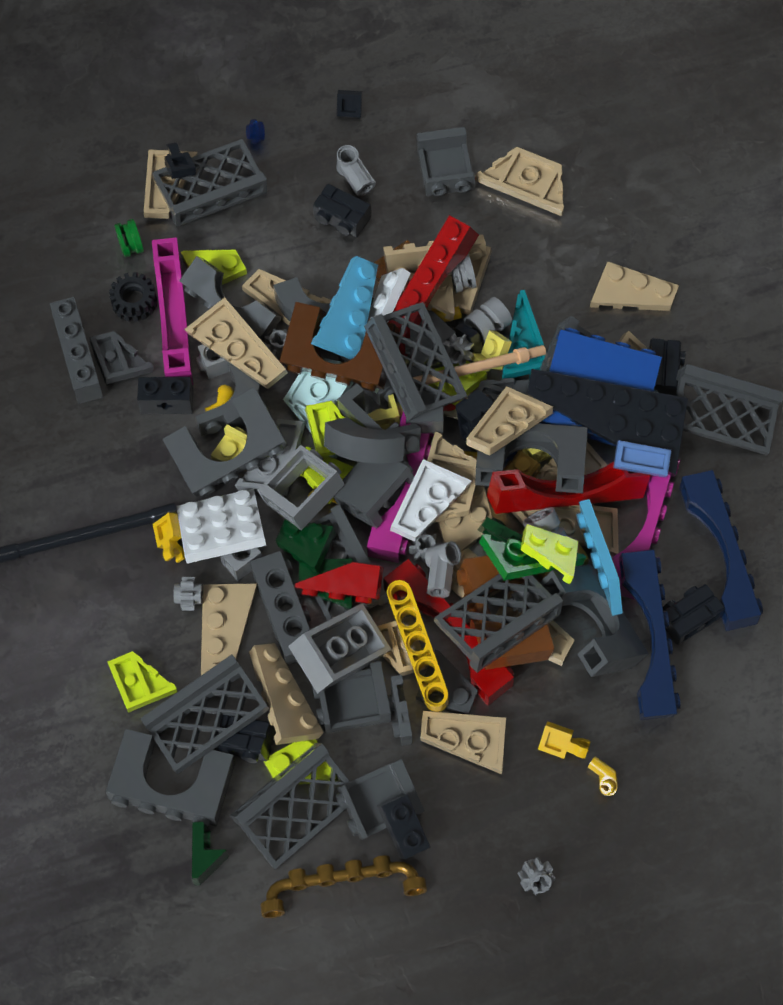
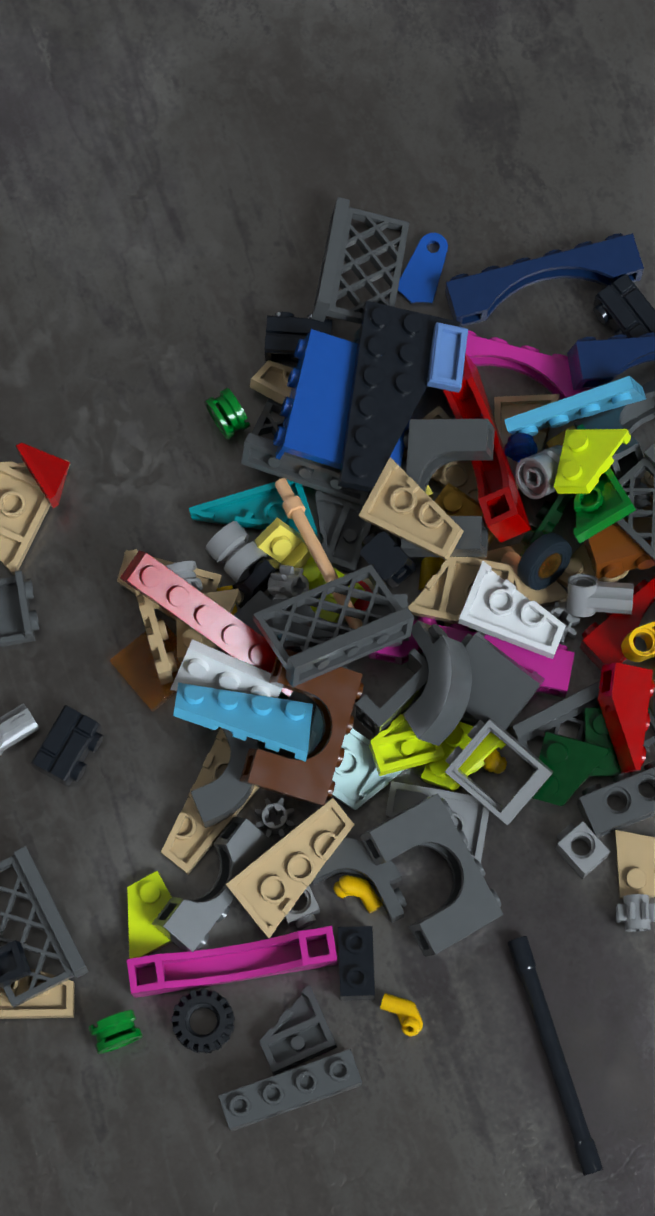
camera: 90 degrees left, 10 degrees up
(129, 432) = (406, 1012): none -> yellow arm
(167, 534) = (554, 945): yellow plate -> none
(220, 525) = (546, 875): white plate -> none
(230, 445) = (425, 874): light yellow bracket -> none
(387, 417) = (381, 682): light yellow bracket -> none
(468, 526) = (544, 561): none -> black bush
(550, 190) = (47, 471): none -> red slope
(567, 514) = (520, 446): none -> clear blue plate
(600, 315) = (229, 413): none -> green wheel
(633, 289) = (180, 378): tan wing -> none
(728, 463) = (424, 270): none -> blue piece

